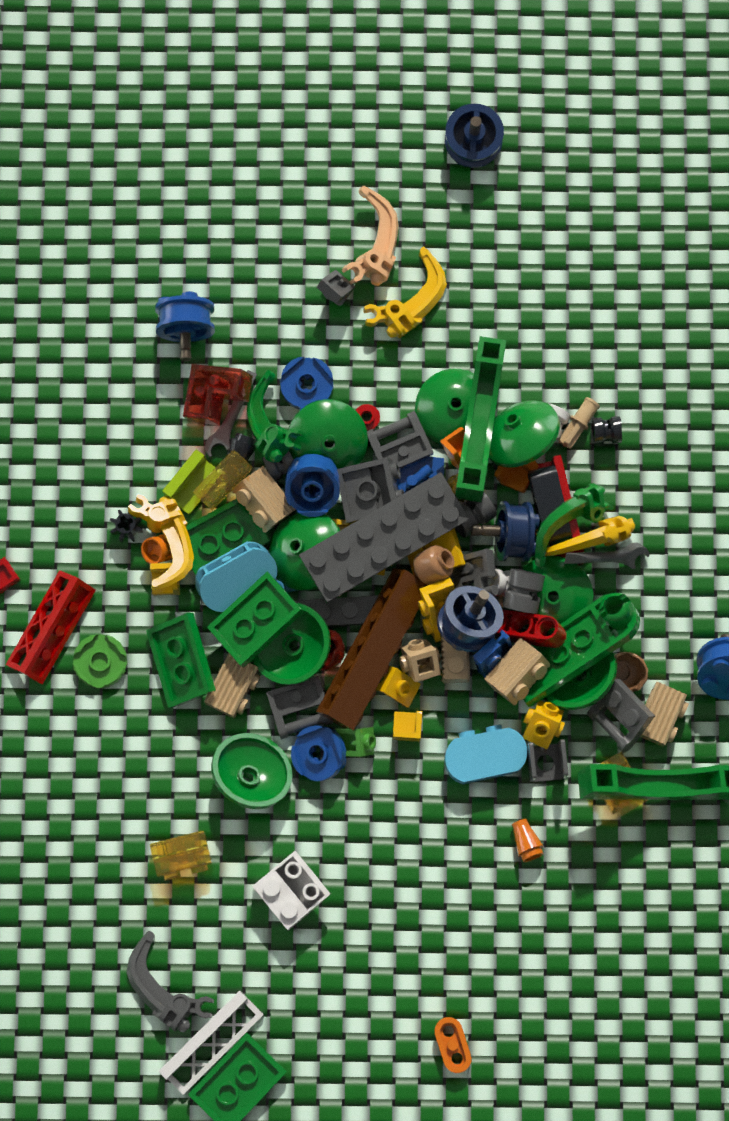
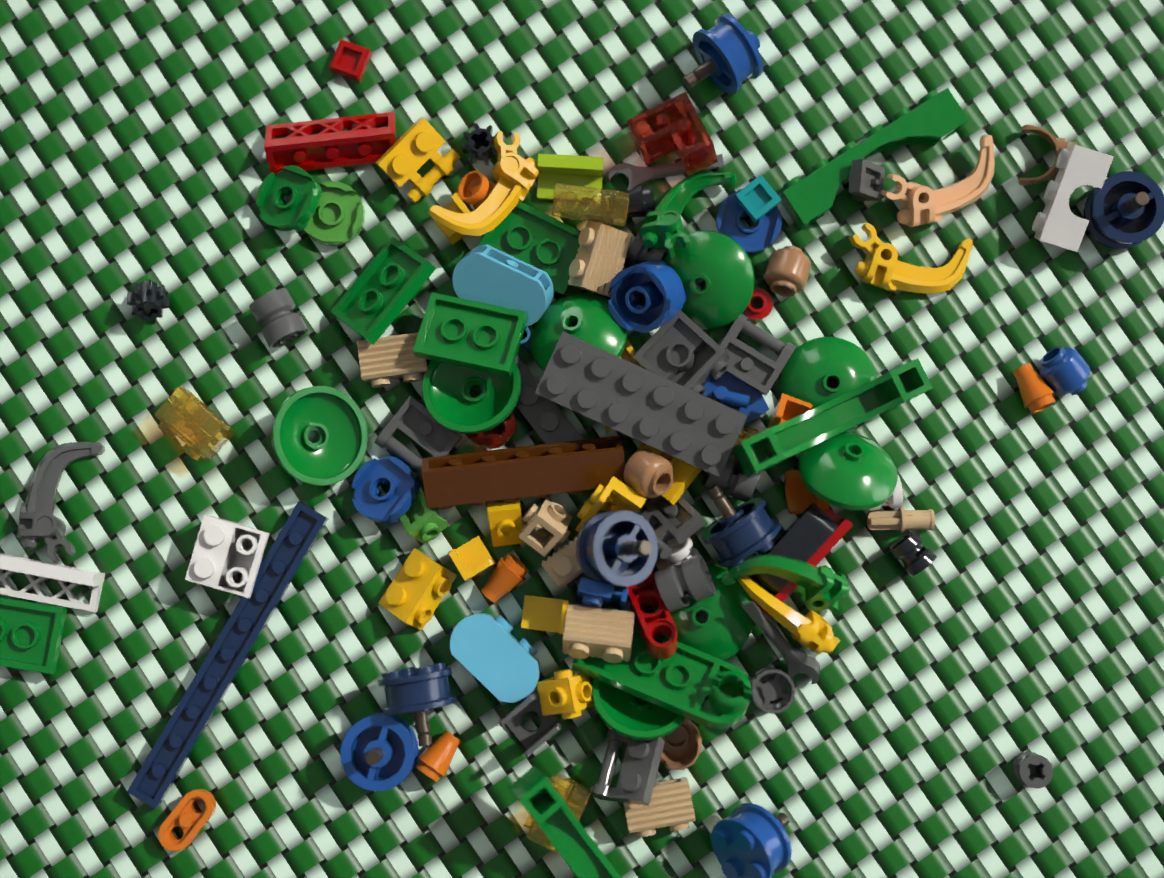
camera: 60 degrees right, 5 degrees up
(72, 828) = (148, 300): none -> black gear
(84, 686) = (300, 208): none -> green plate
(98, 575) = (411, 152): none -> yellow plate
(149, 745) = (277, 315): none -> dark grey wheel
(297, 366) = (757, 198): none -> teal plate
(325, 221) = (926, 124): none -> green arch
(359, 381) = (787, 271): none -> medium nougat head
(359, 941) = (227, 656): none -> dark blue plate
(402, 778) = (417, 589): none -> yellow bracket
(407, 147) = (1056, 143): none -> medium nougat helmet
(425, 147) = (1076, 168): none -> white arch
(435, 711) = (505, 577): none -> orange cone
(475, 823) = (416, 692): none -> dark blue wheel
(480, 702) = (544, 614): none -> yellow bracket
(496, 877) = (379, 752): none -> blue wheel
(551, 276) = (1033, 389): none -> orange cone
(553, 248) = (1064, 370): none -> blue head
(634, 583) = (772, 690): none -> dark grey wheel

